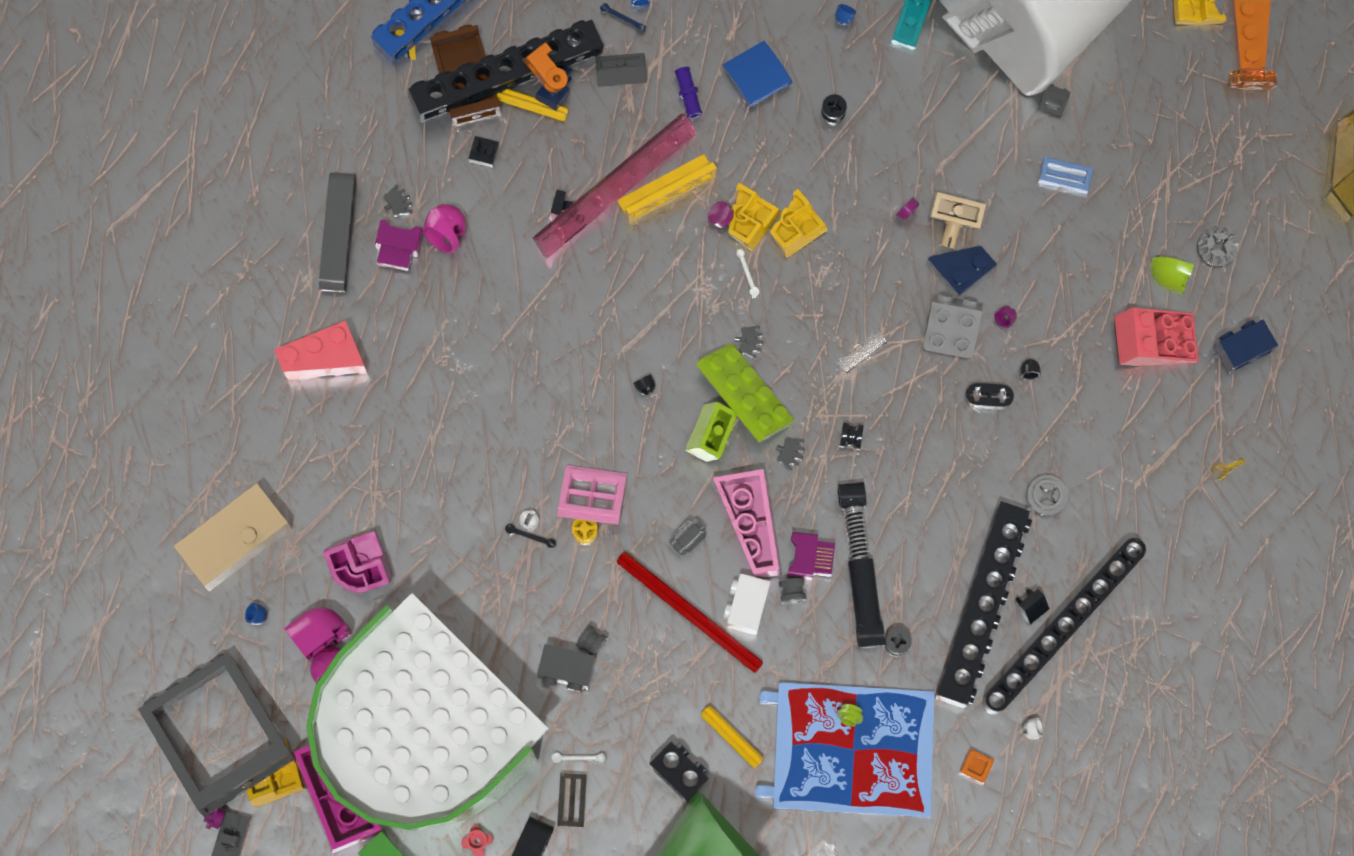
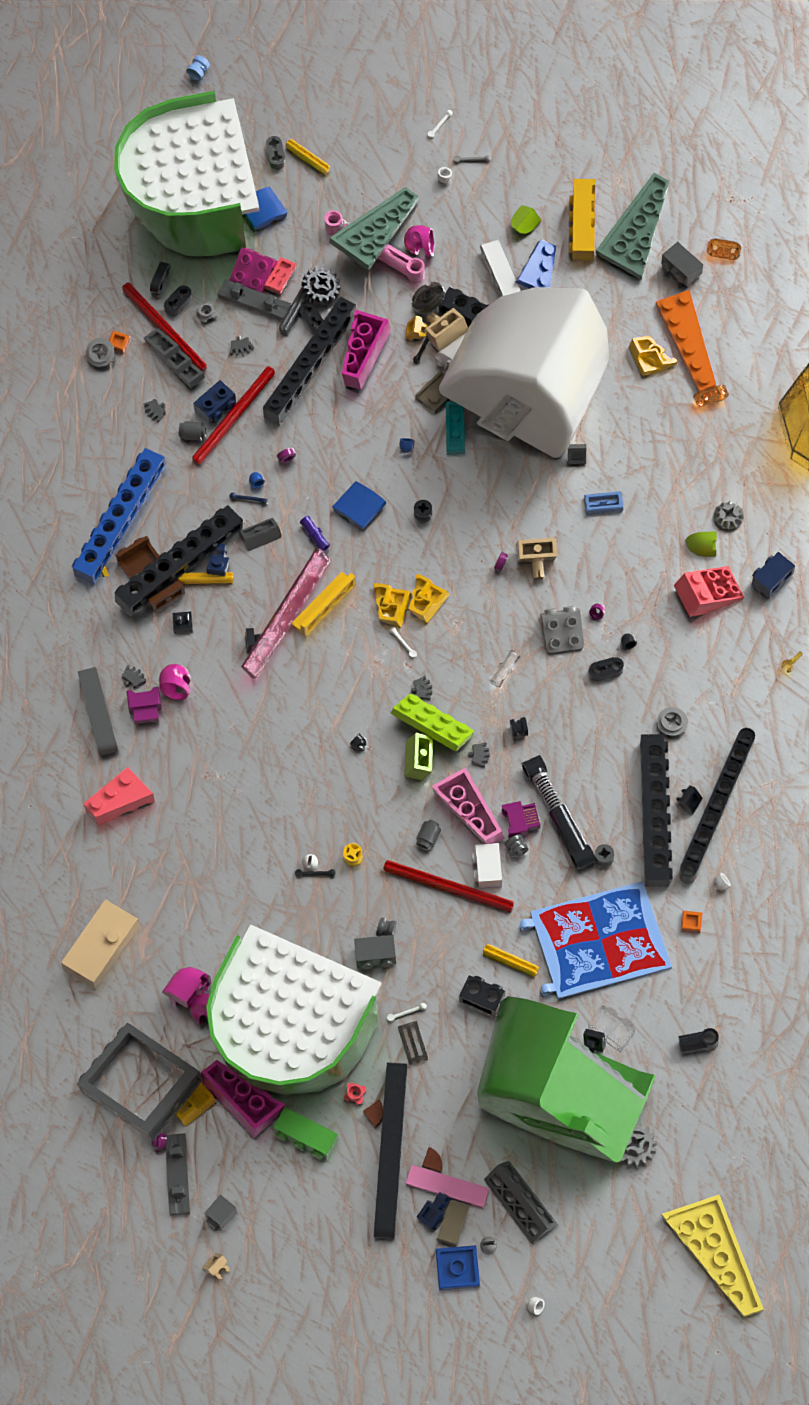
camera: 15 degrees left, 10 degrees down
(255, 614) = (136, 988): blue hinge -> none
(359, 563) = (199, 930): dark pink brick -> none
(545, 70) = (208, 548): orange leg -> none
(592, 495) = (349, 828): bright pink piece -> none
(720, 214) = (369, 608): magenta tile -> none
(850, 715) = (589, 915): lime plate -> none
(962, 267) = (554, 589): dark blue wing -> none

